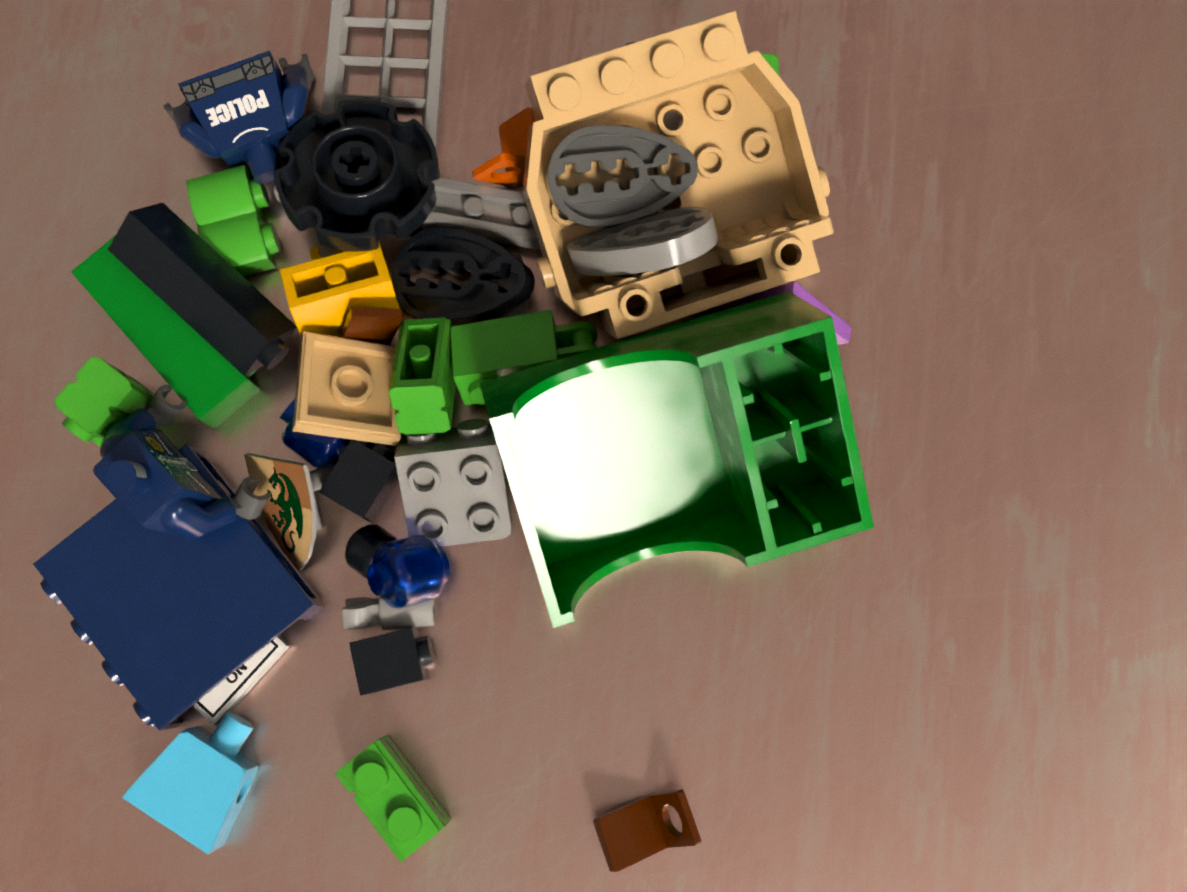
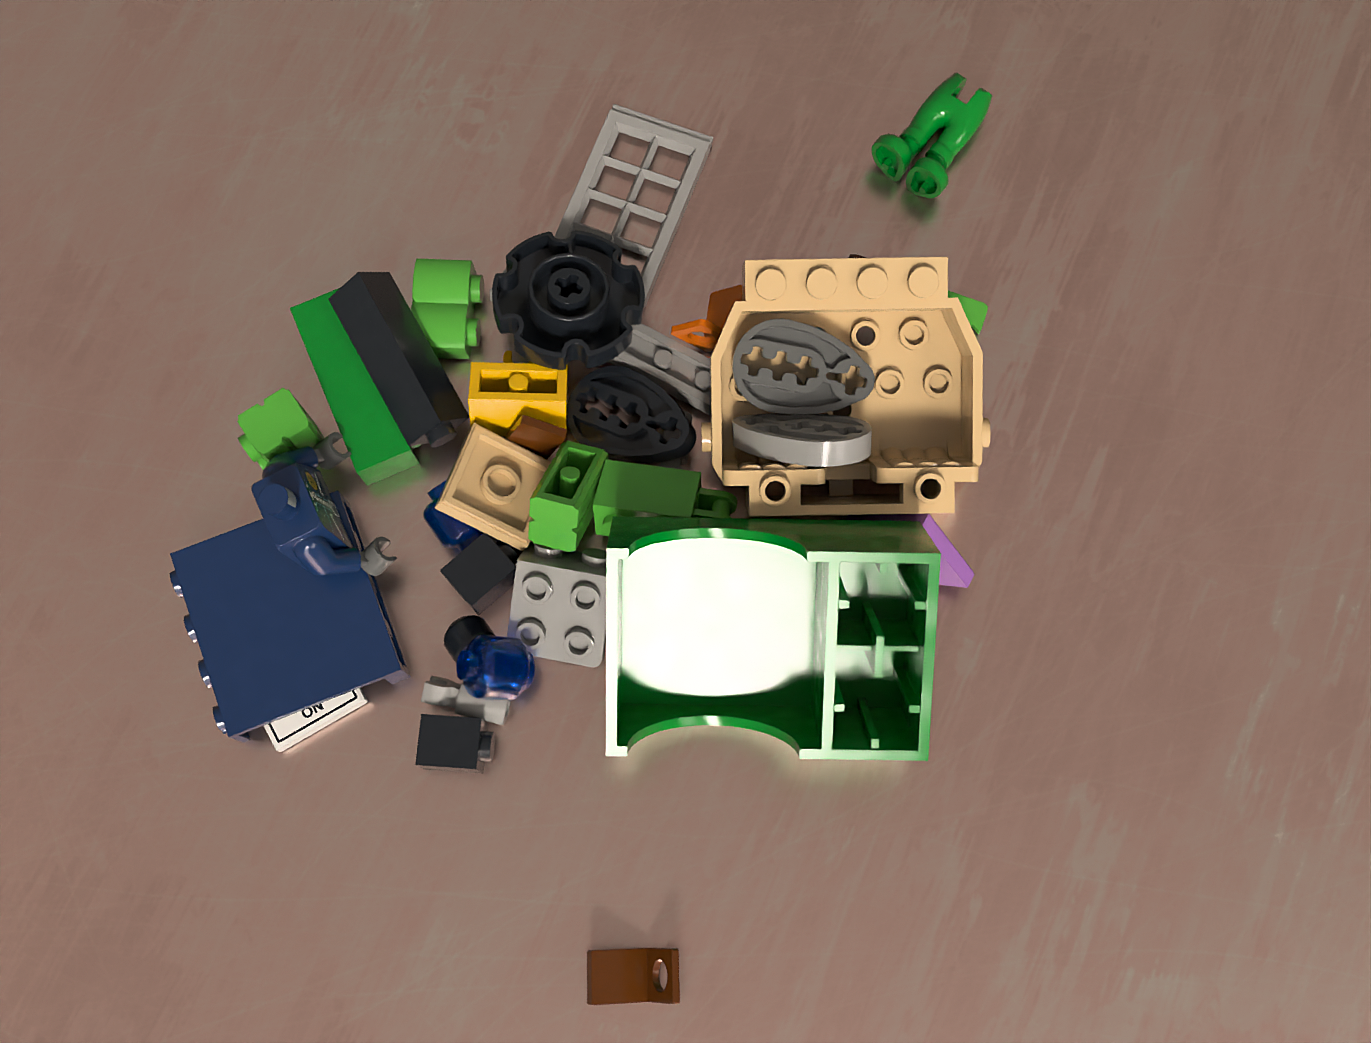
camera: 20 degrees right, 5 degrees down
(198, 783) = (246, 797): medium azure torso -> none
(244, 111) = (488, 213): dark blue torso -> none
(292, 506) = (411, 576): shield -> none
(393, 797) = (414, 868): bright green brick -> none

